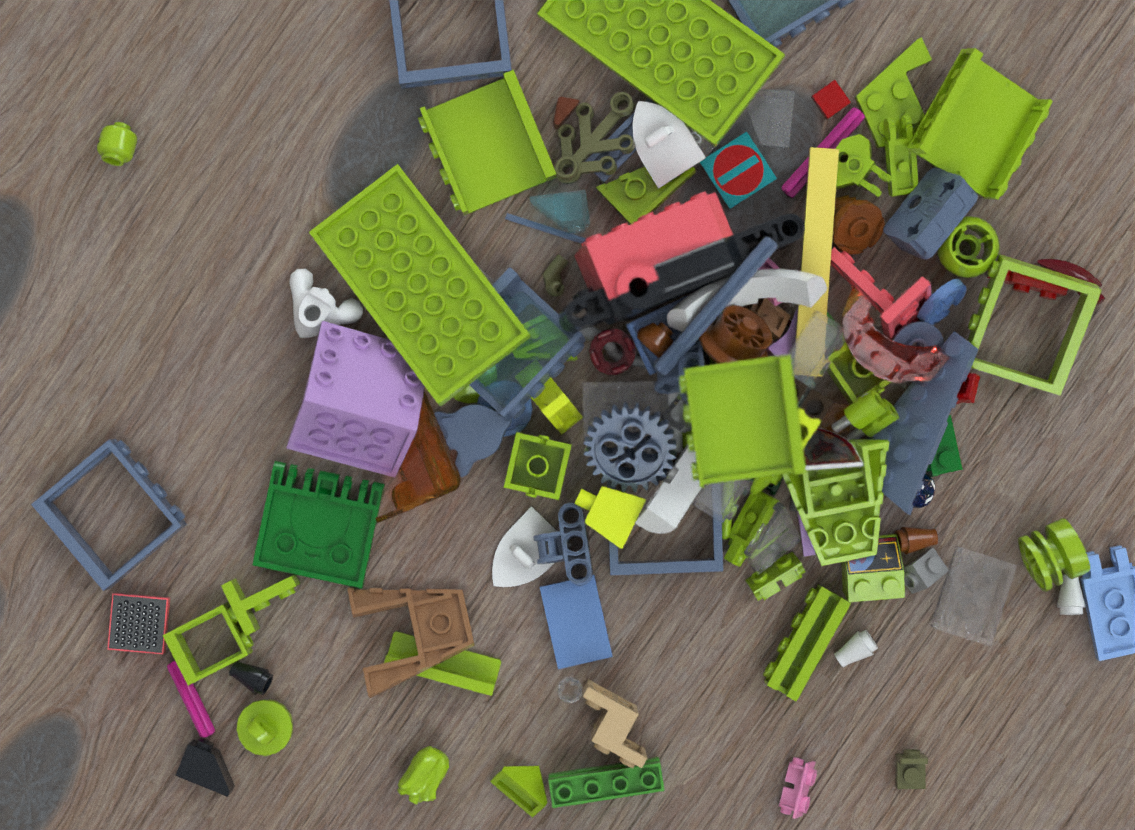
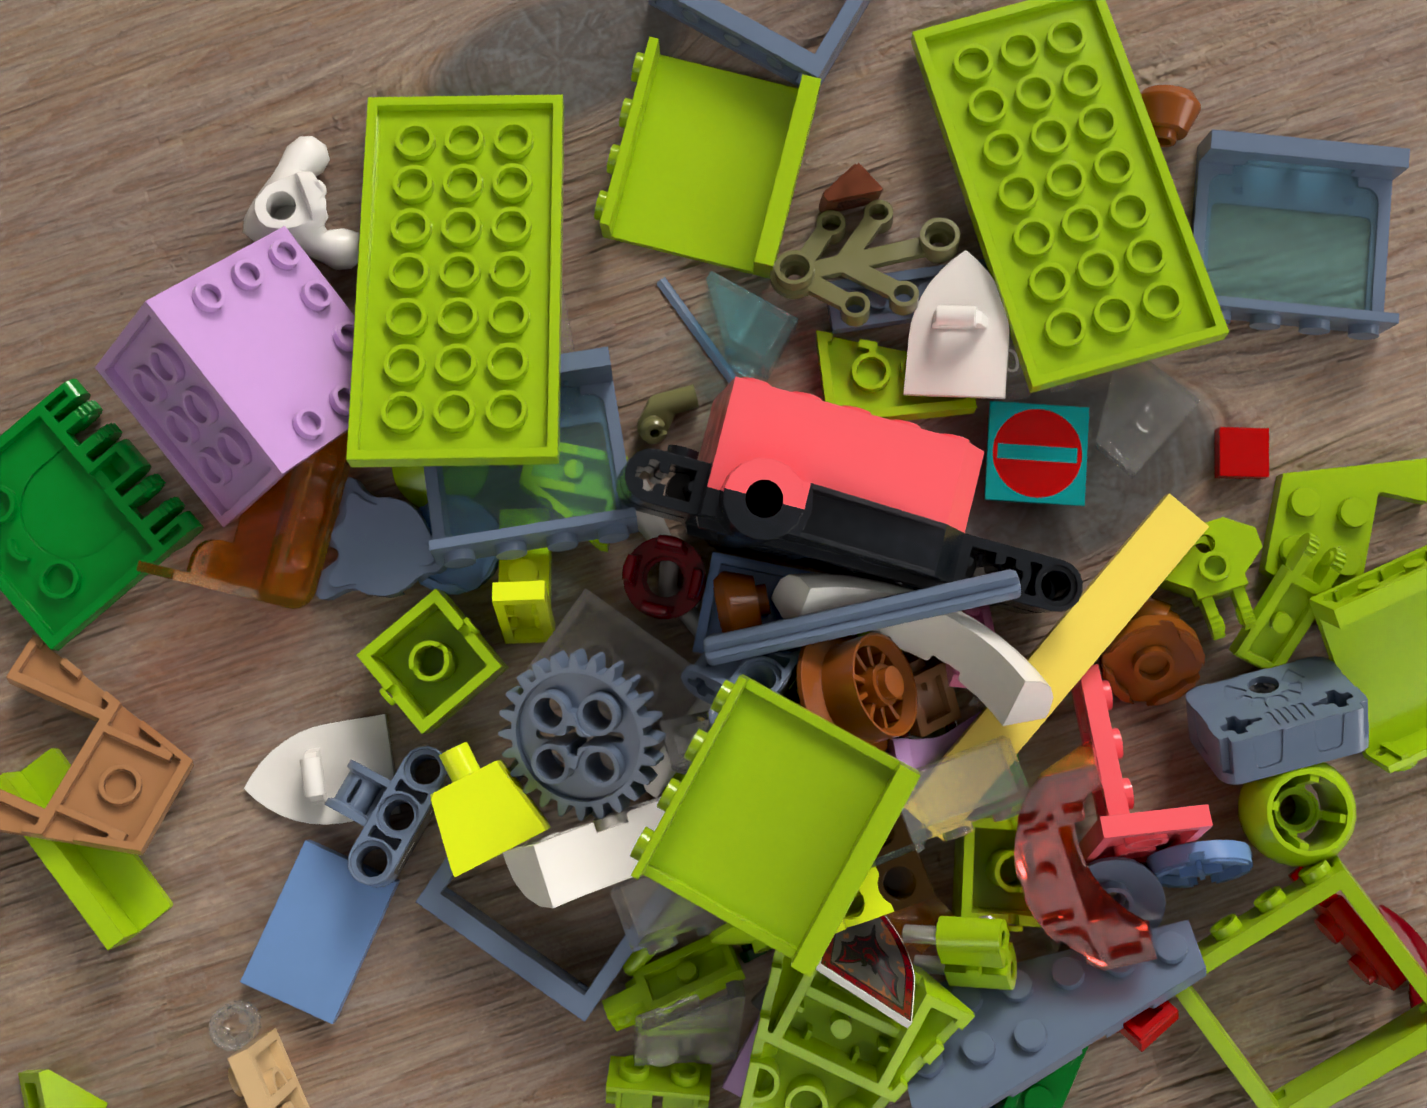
camera: 40 degrees right, 5 degrees down
(841, 131) = (1234, 506): dark pink axle -> none

